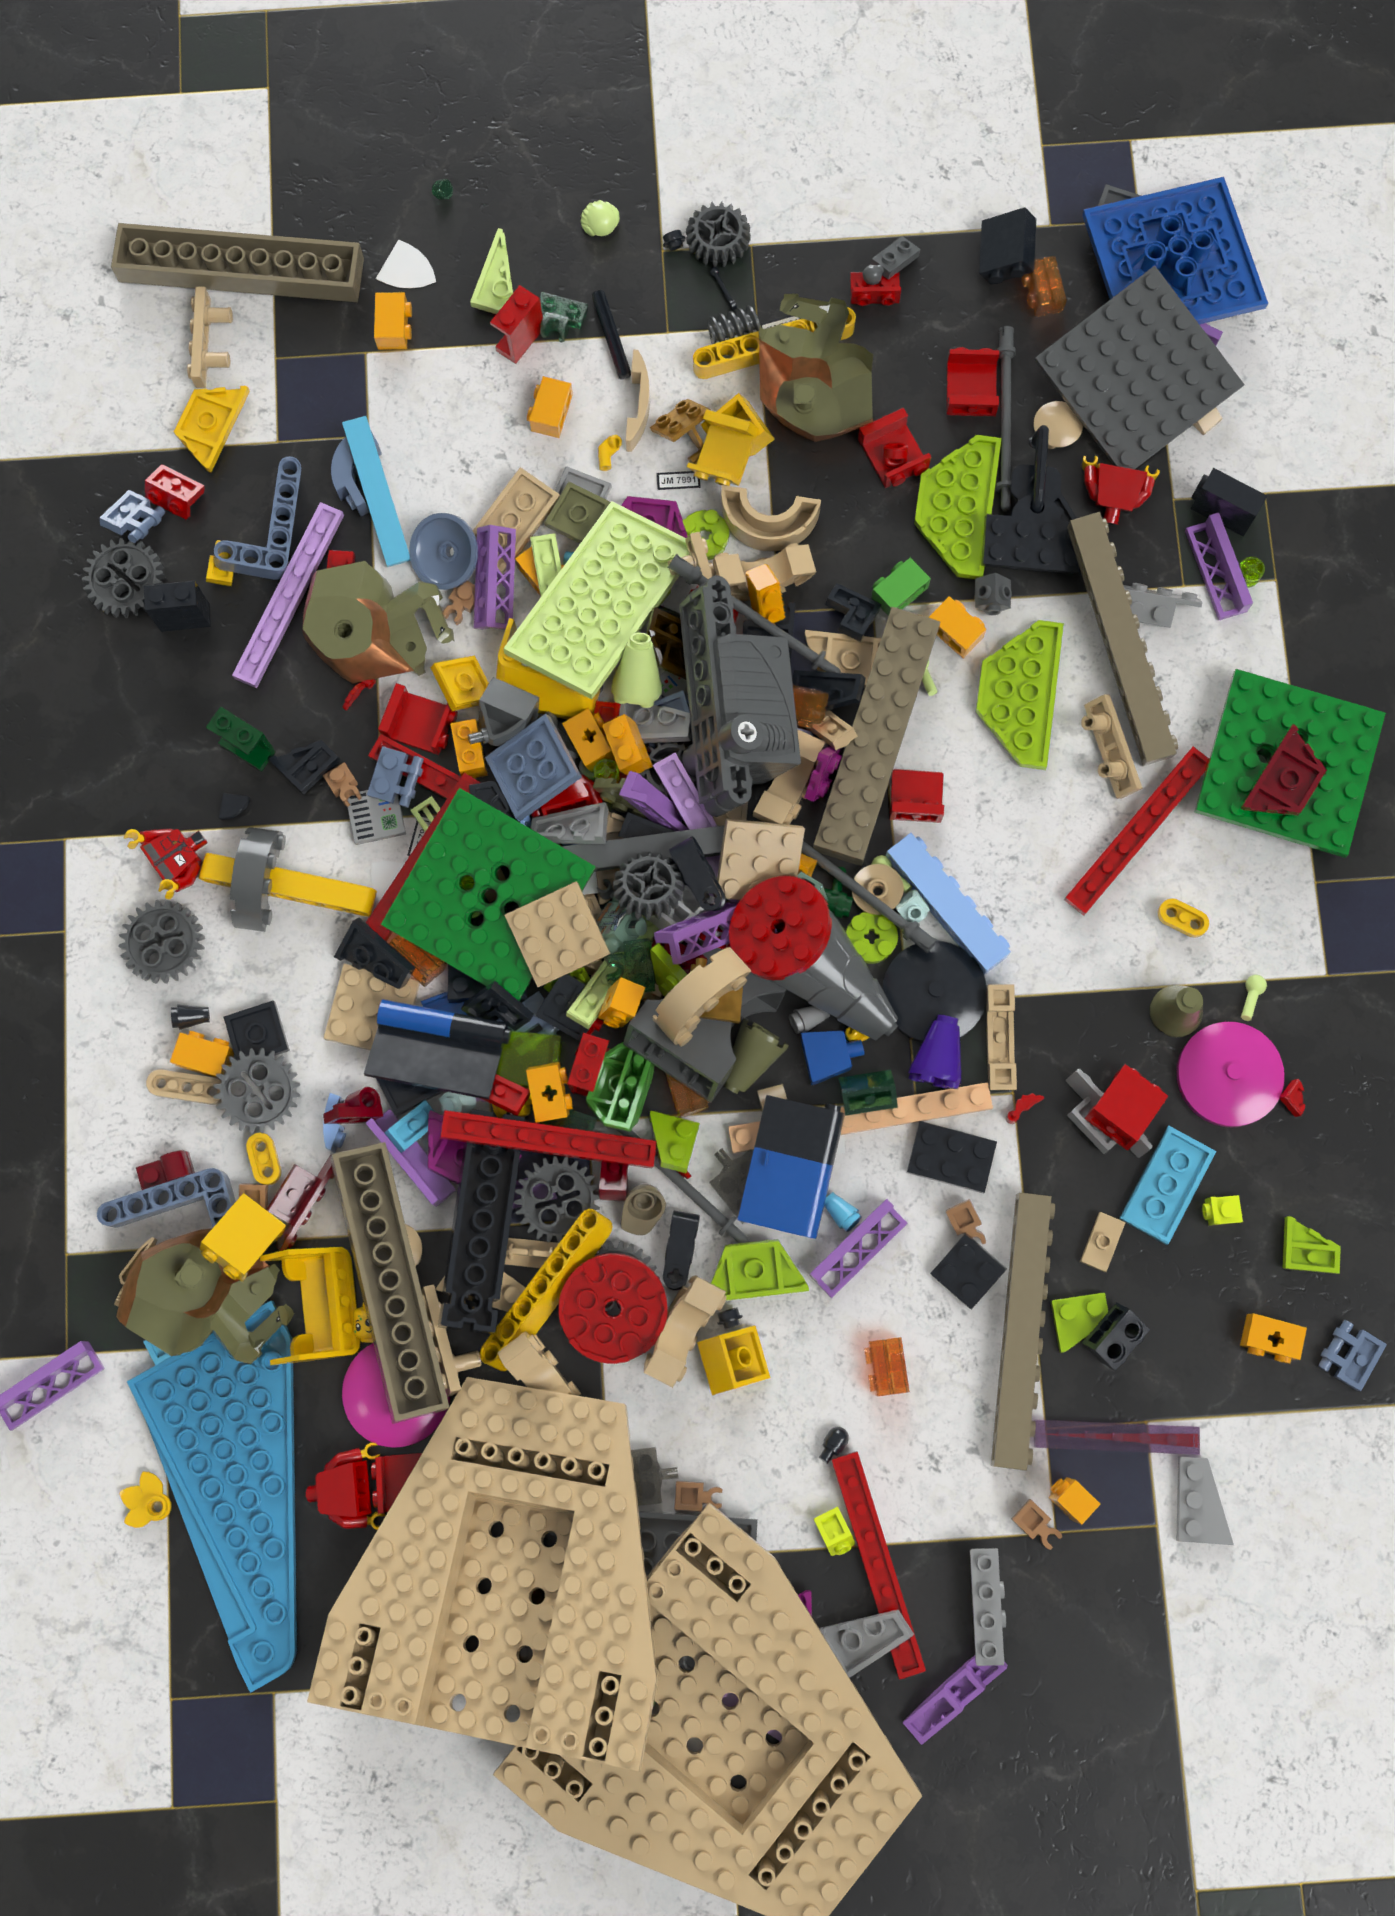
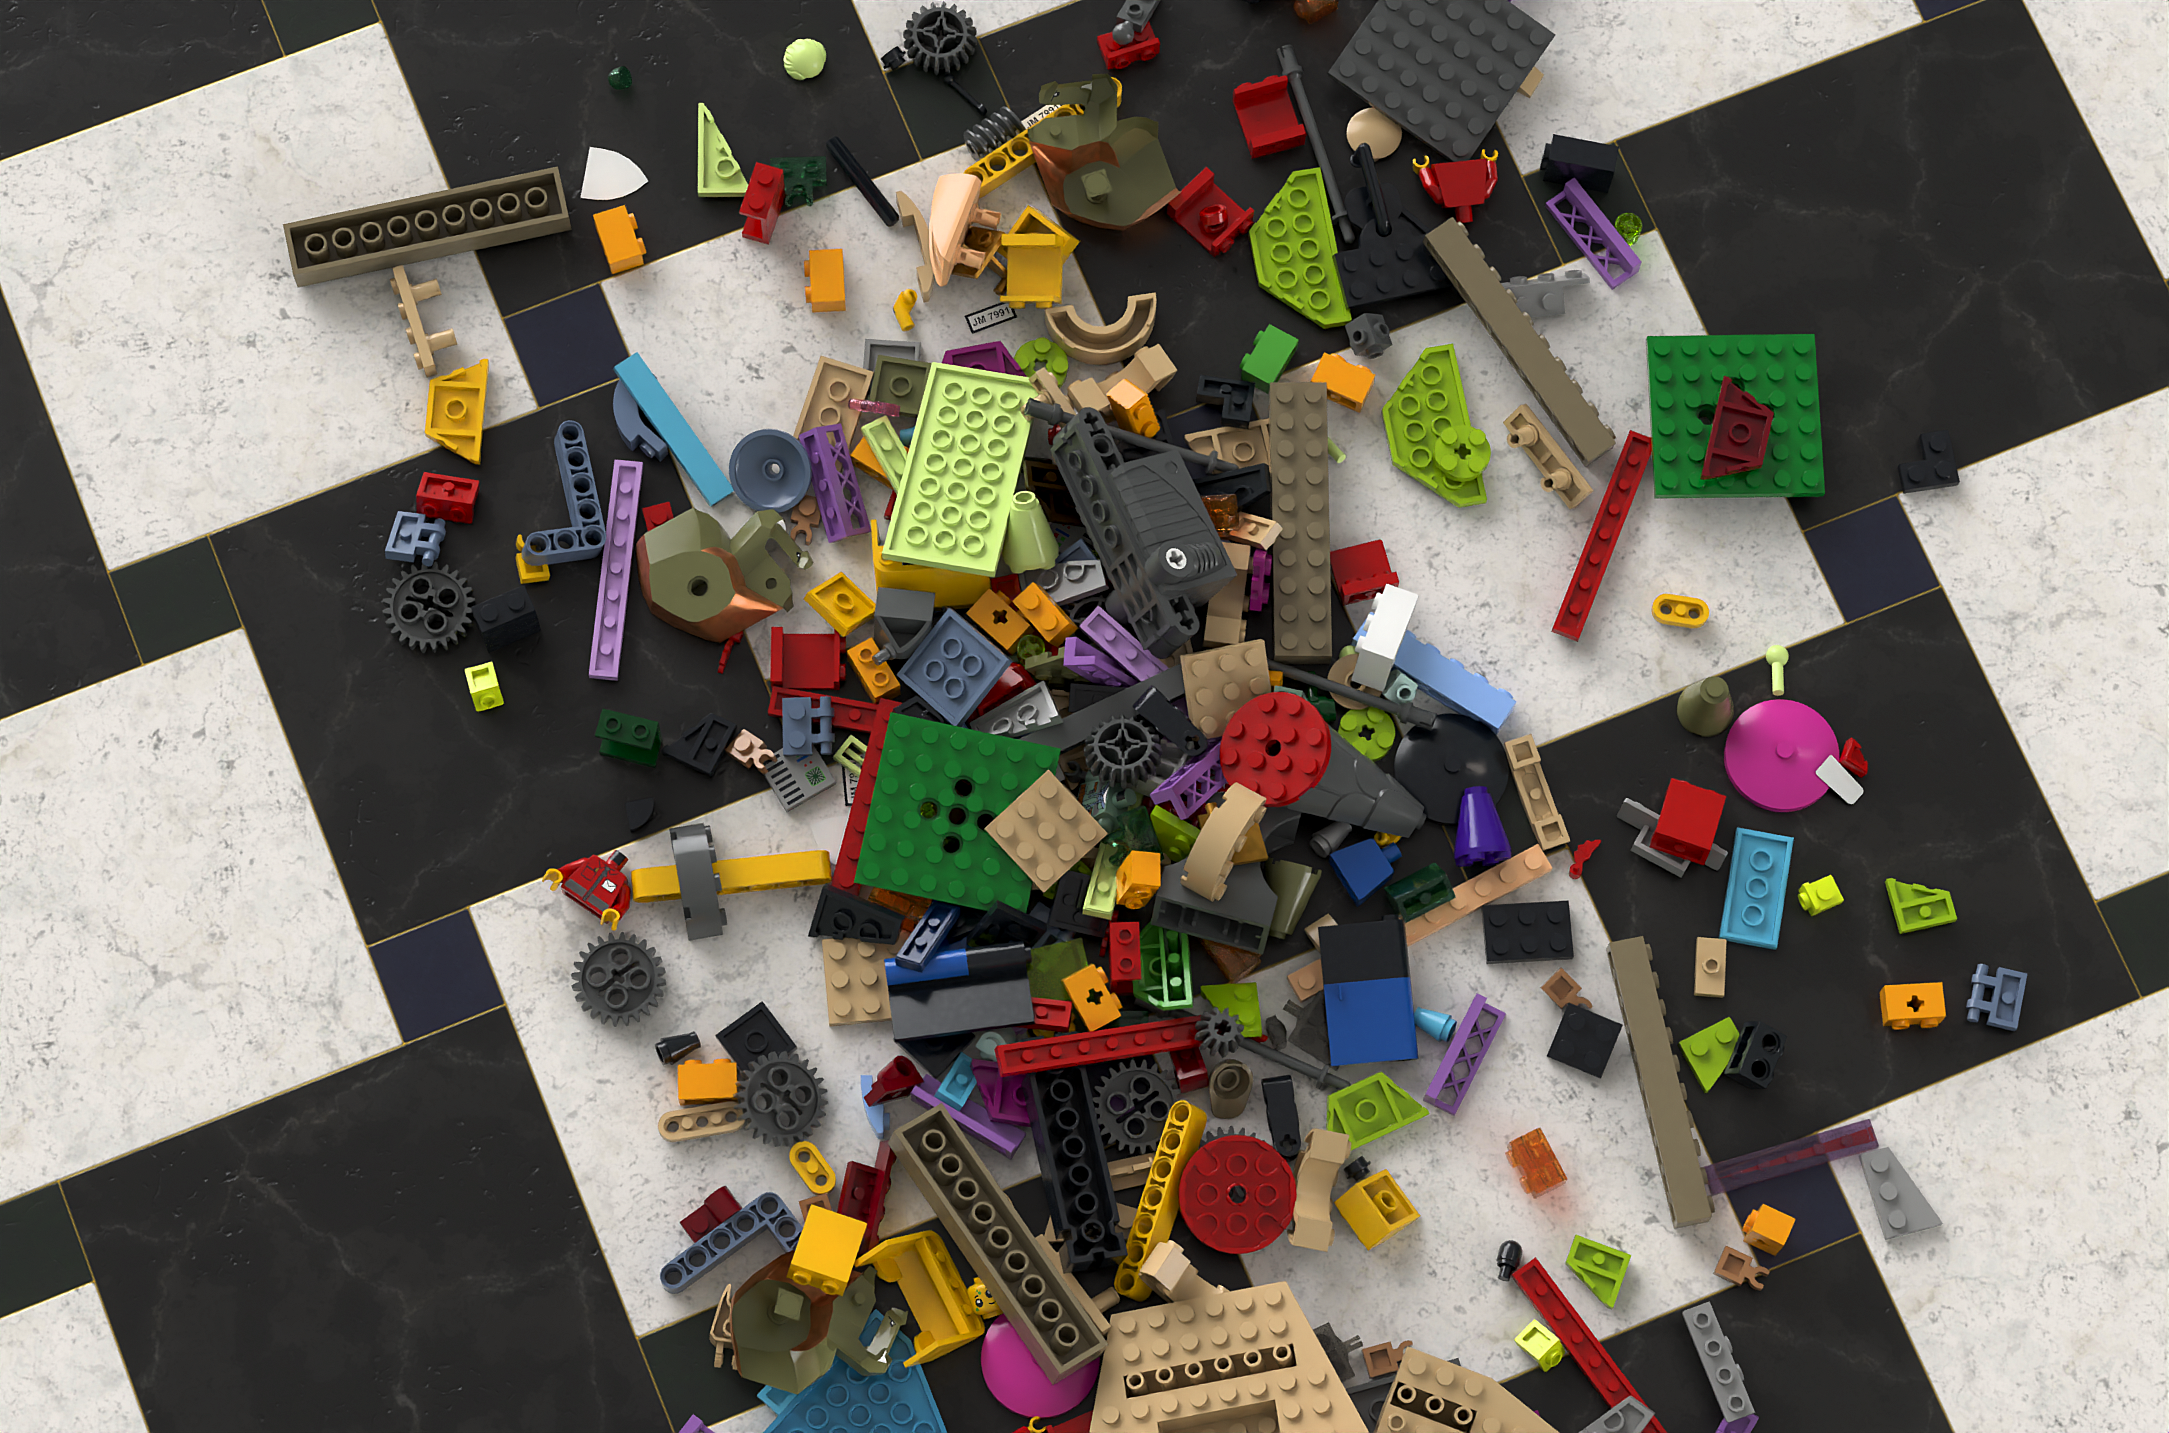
camera: 25 degrees left, 5 degrees down
(143, 658) = (484, 686): none -> neon yellow bracket
(426, 992) = (927, 936): none -> dark blue tile
(548, 523) = (875, 407): none -> clear pink bar
(641, 1150) = (1214, 1041): none -> dark grey gear
(671, 384) = (951, 216): none -> light nougat piece
(701, 1174) = (1276, 1032): none -> clear smoke tile
(910, 1479) = (1598, 1268): none -> lime wing
(913, 857) = (1383, 636): none -> white wedge
(1038, 705) = (1450, 463): none -> lime plate
(1274, 1113) = (1839, 780): none -> white sticker

